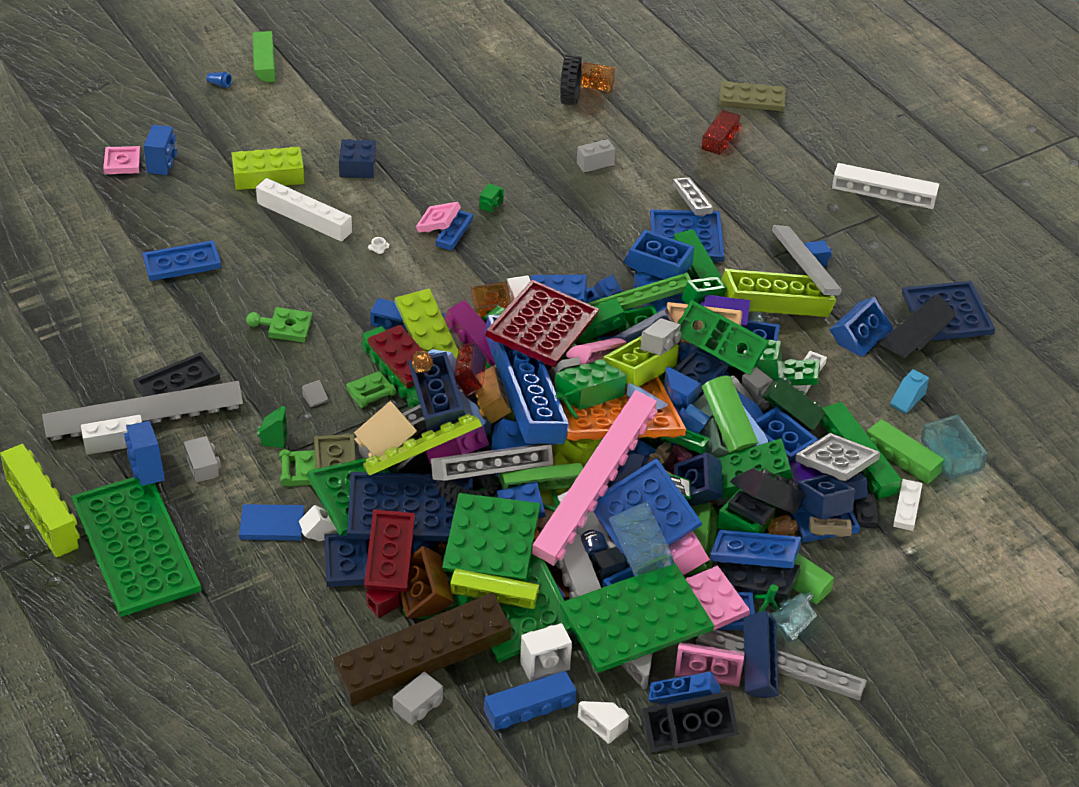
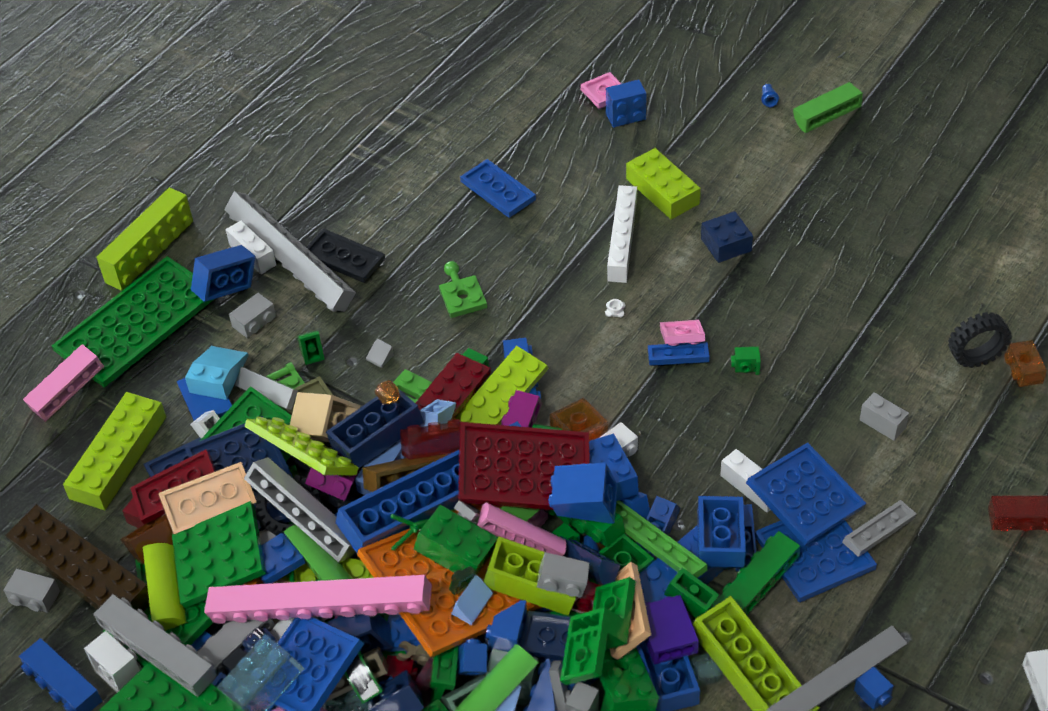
camera: 70 degrees right, 5 degrees up
(182, 611) = (63, 382): none -> bright pink brick
(257, 499) = (215, 372): none -> medium azure slope
(295, 597) = (115, 451): none -> lime brick
(297, 474) = (271, 389): none -> light grey tile
(429, 524) = (206, 497): none -> light nougat plate
(565, 598) = (156, 645): none -> light grey brick
(593, 296) = (584, 492): none -> blue slope
(606, 238) = (736, 470): none -> white brick
(626, 390) = (461, 579): none -> clear green plate
(646, 211) = (805, 493): none -> blue plate

